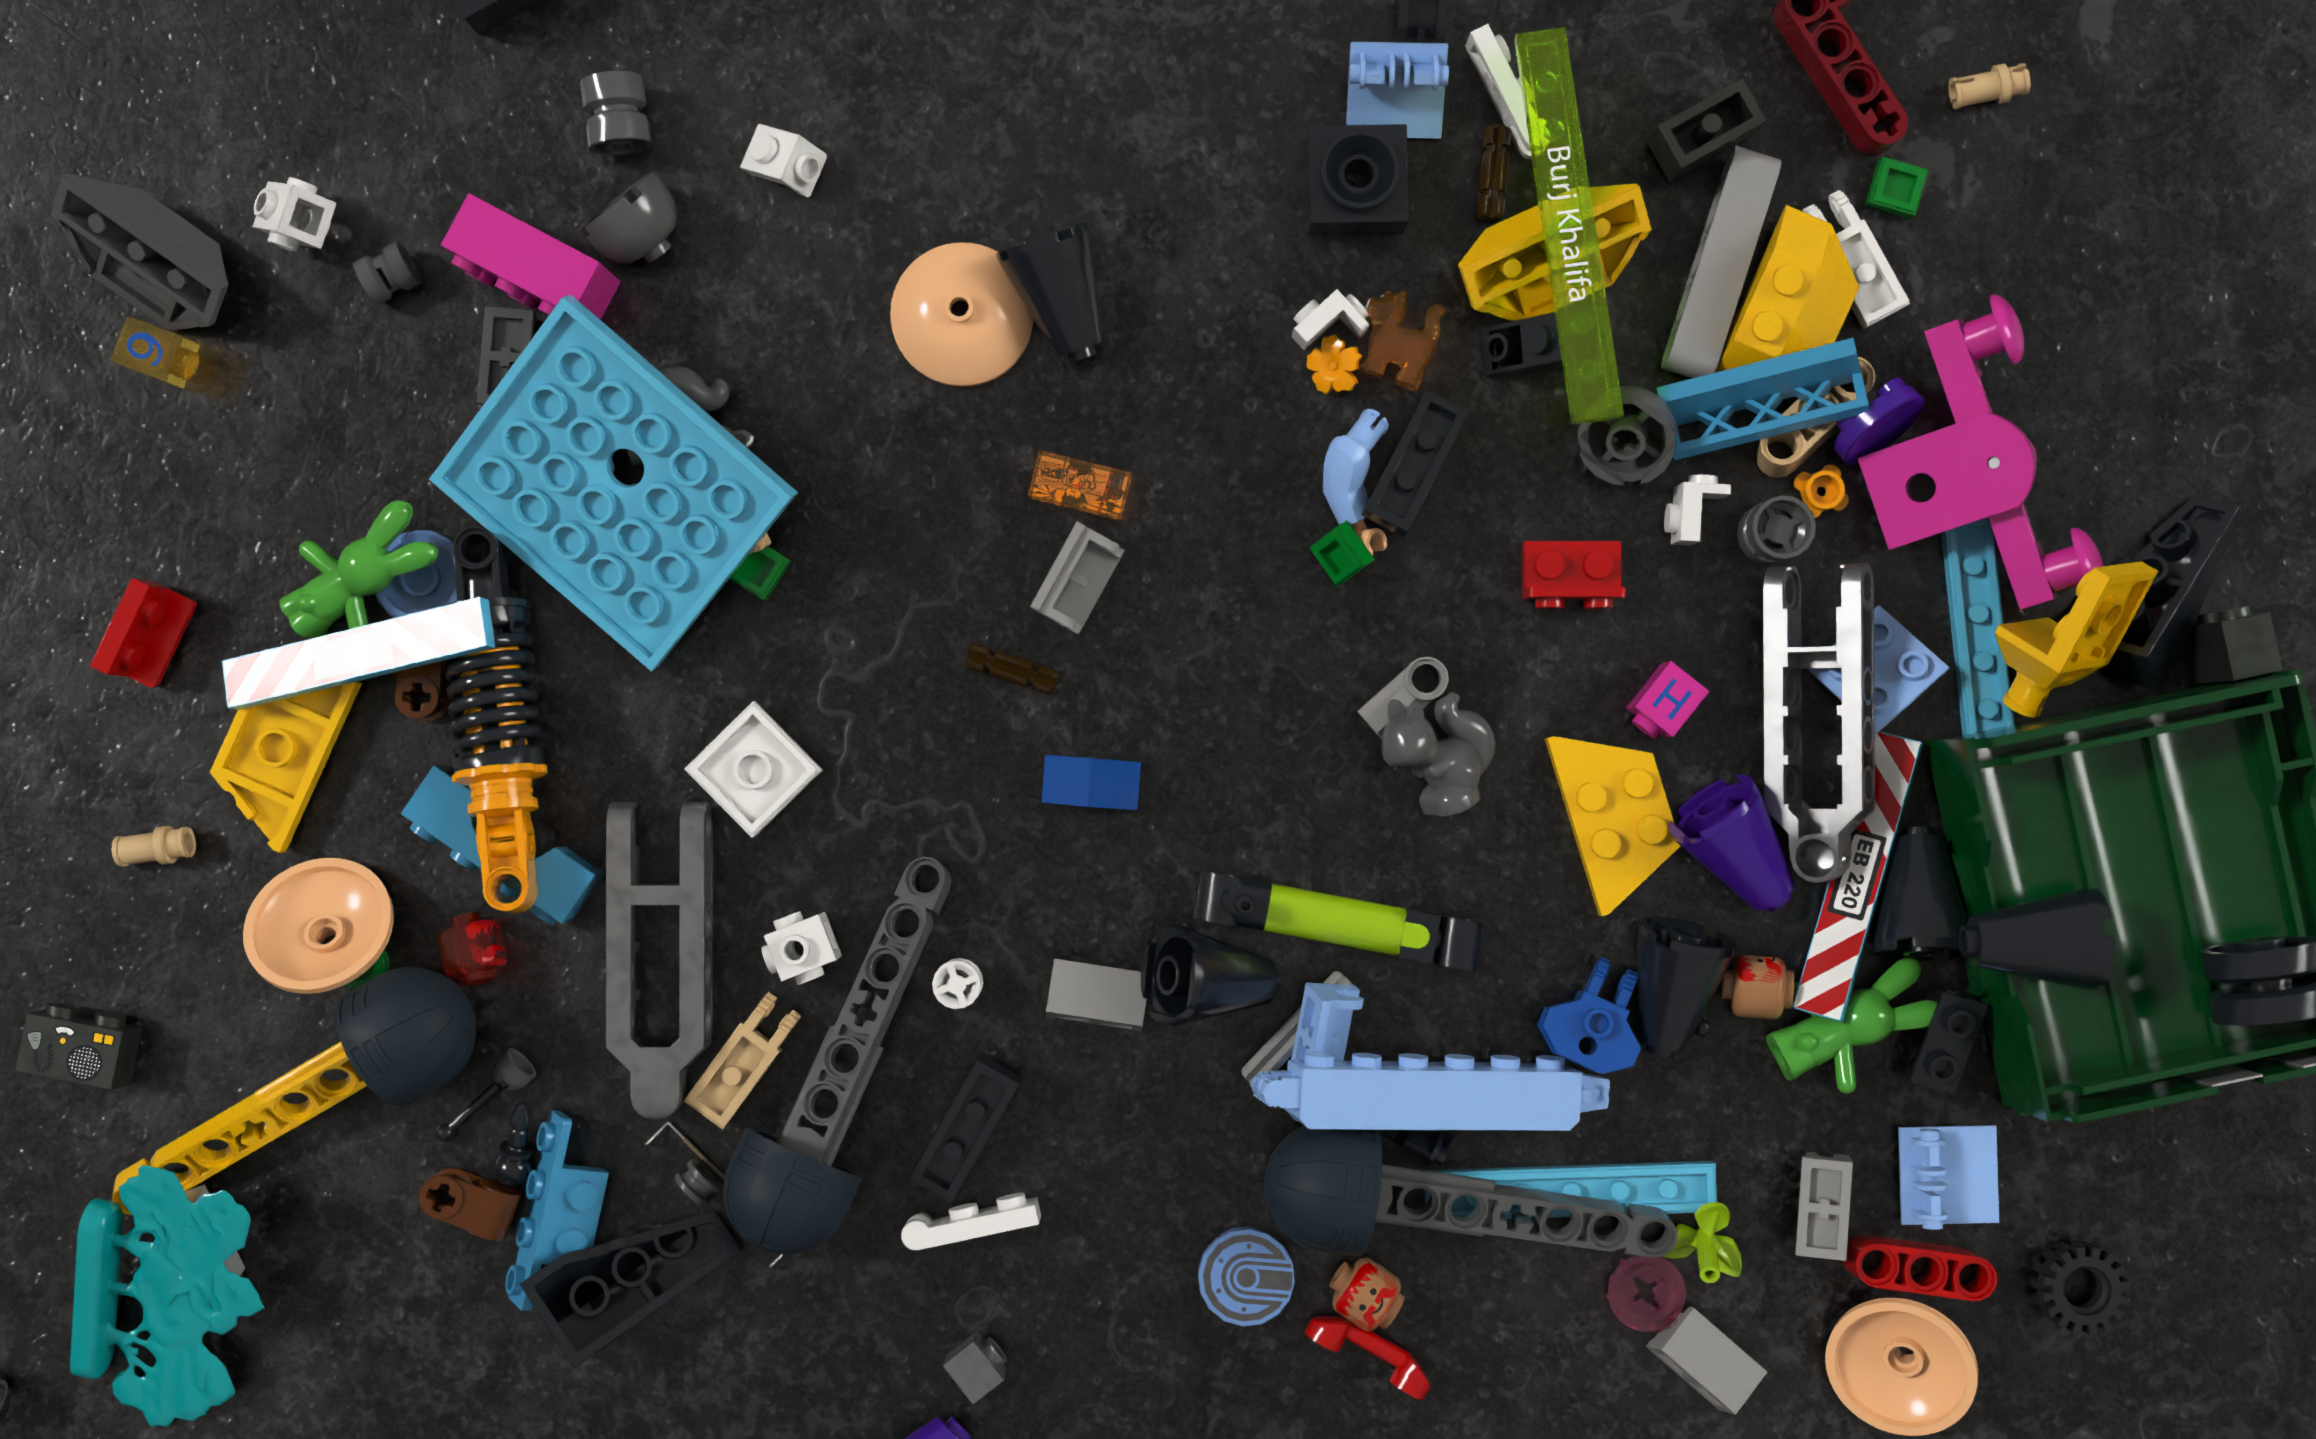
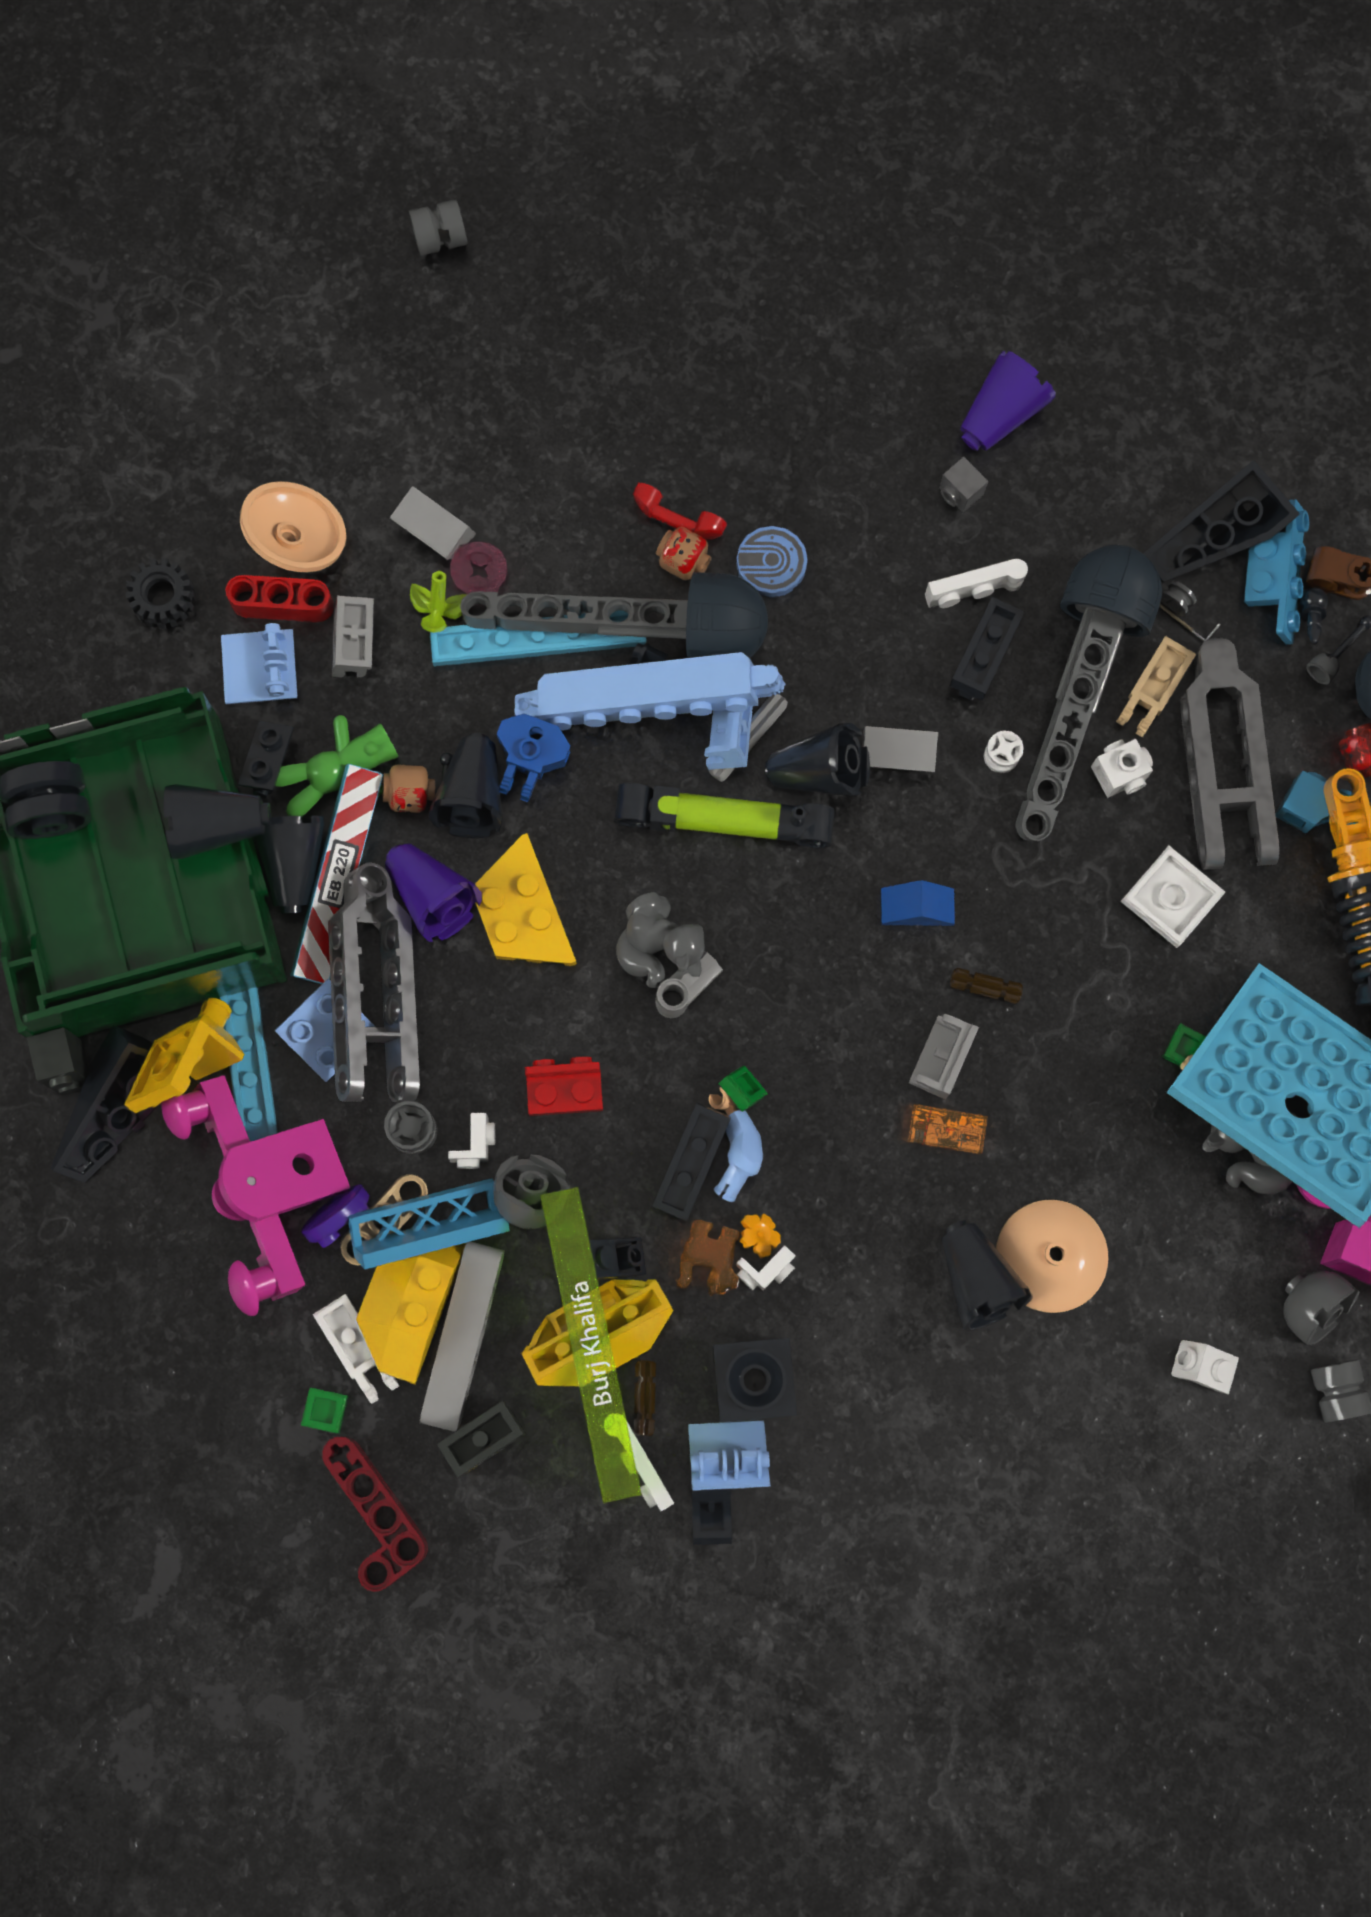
camera: 170 degrees right, 10 degrees down
(1666, 701) = (488, 994): dark pink brick -> none
(1831, 481) = (365, 1160): light orange plate -> none
(1996, 85) = (253, 1497): tan pin -> none

